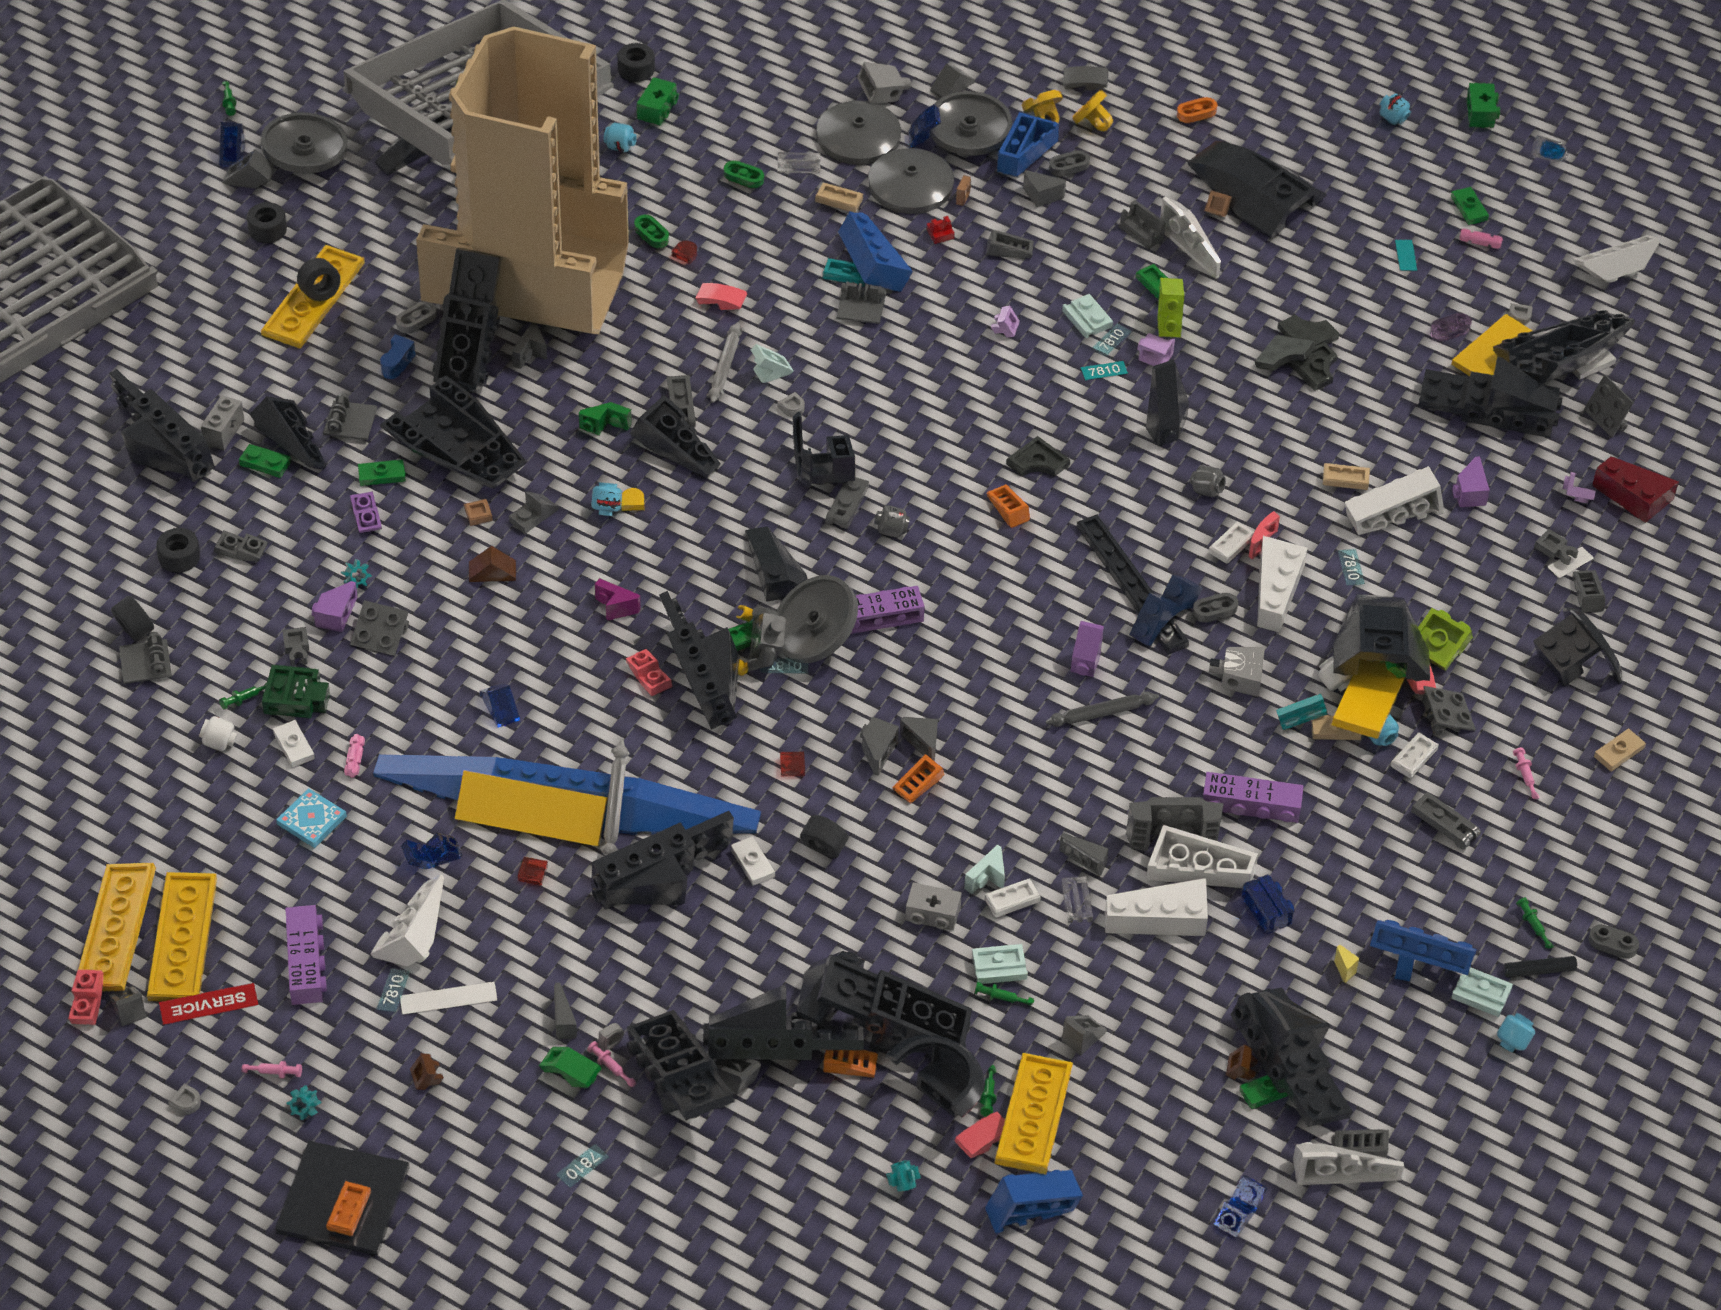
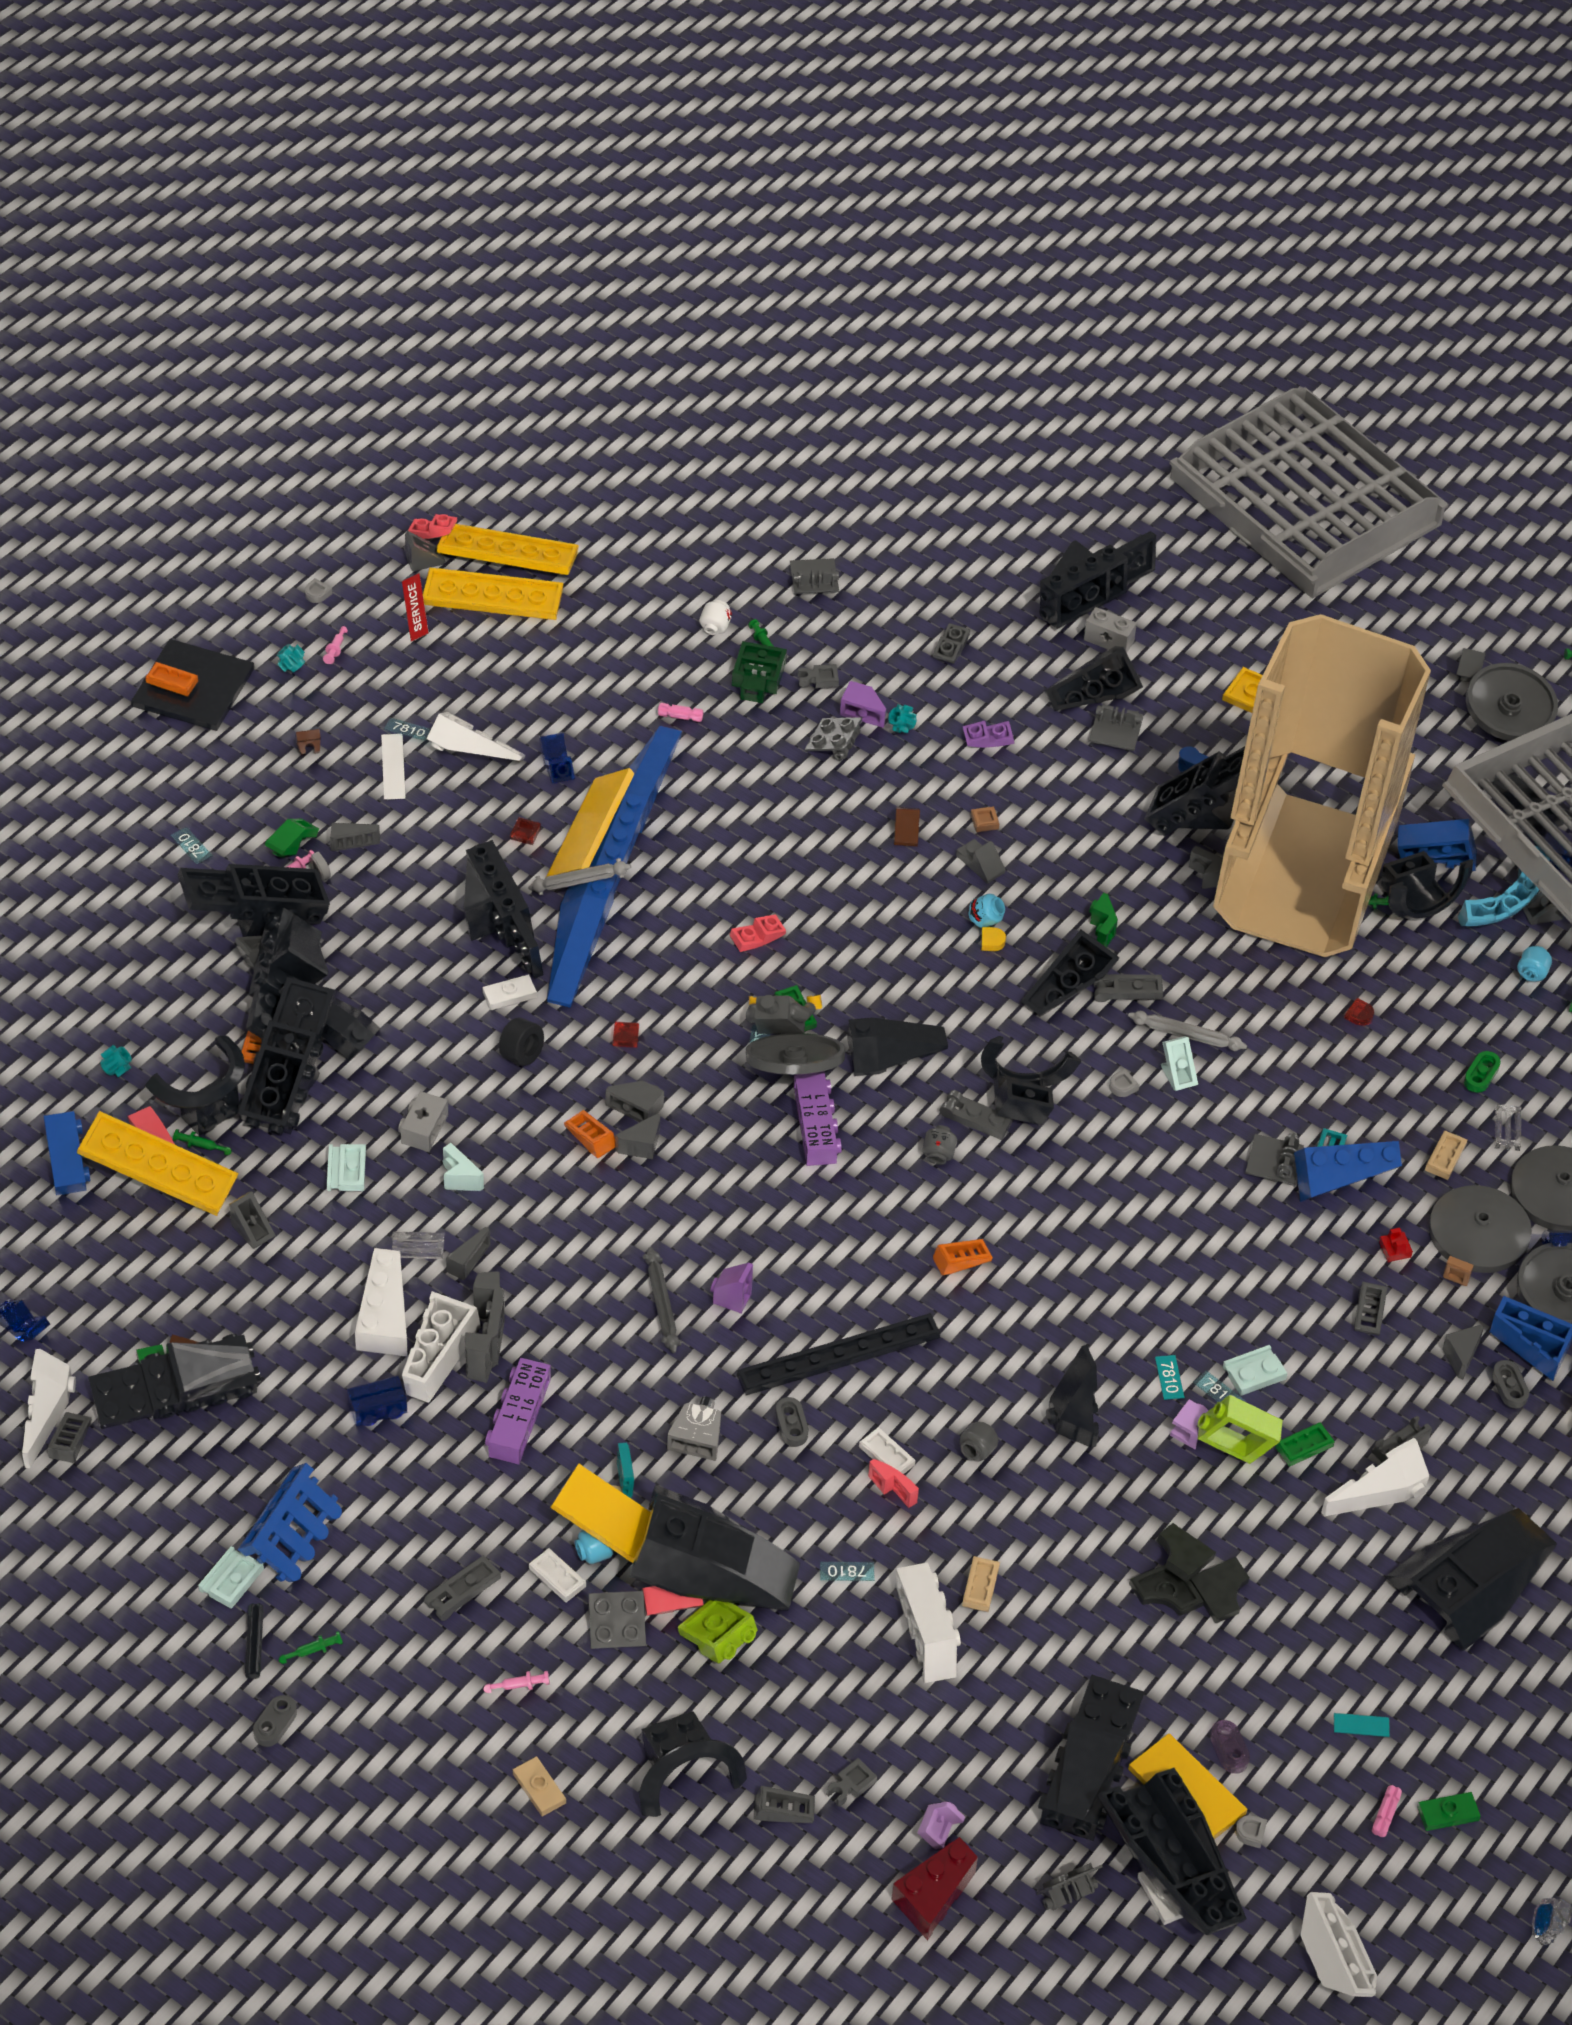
camera: 95 degrees right, 0 degrees up
(132, 618) = (858, 560): black tyre -> none
(178, 560) = (946, 597): black tyre -> none
(231, 143) = (1510, 649): clear blue slope -> none
(264, 460) = (1064, 663): green plate -> none
(293, 743) = (702, 672): white plate -> none
(304, 954) = (452, 665): medium lavender brick -> none
(311, 818) = (612, 681): medium azure tile -> none
(381, 472) = (1043, 749): green plate -> none
(457, 435) = (1075, 796): black wedge -> none
(500, 704) = (731, 816): clear blue slope -> none
(618, 600) = (851, 913): magenta slope -> none
(651, 231) = (1385, 985): green plate -> none
(708, 663) = (750, 955): black wedge -> none
(725, 296) = (1287, 1035): coral slope -> none
(1001, 994) = (314, 1159): green piece -> none
(1006, 322) = (1239, 1286): lavender tile -> none
(1012, 898) = (426, 1188): white plate -> none
(1038, 457) = (1032, 1293): pearl dark grey tile -> none
(1159, 609) = (783, 1358): dark blue arch -> none
(1218, 203) = (1440, 1526): medium nougat tile -> none
(1279, 575) = (818, 1482): white wedge -> none
(1346, 963) = (288, 1456): light yellow slope -> none
(1472, 485) = (958, 1710): medium lavender slope -> none
(1516, 1032) = (166, 1591): medium azure head -> none
(1561, 569) = (842, 1814): white sticker -> none

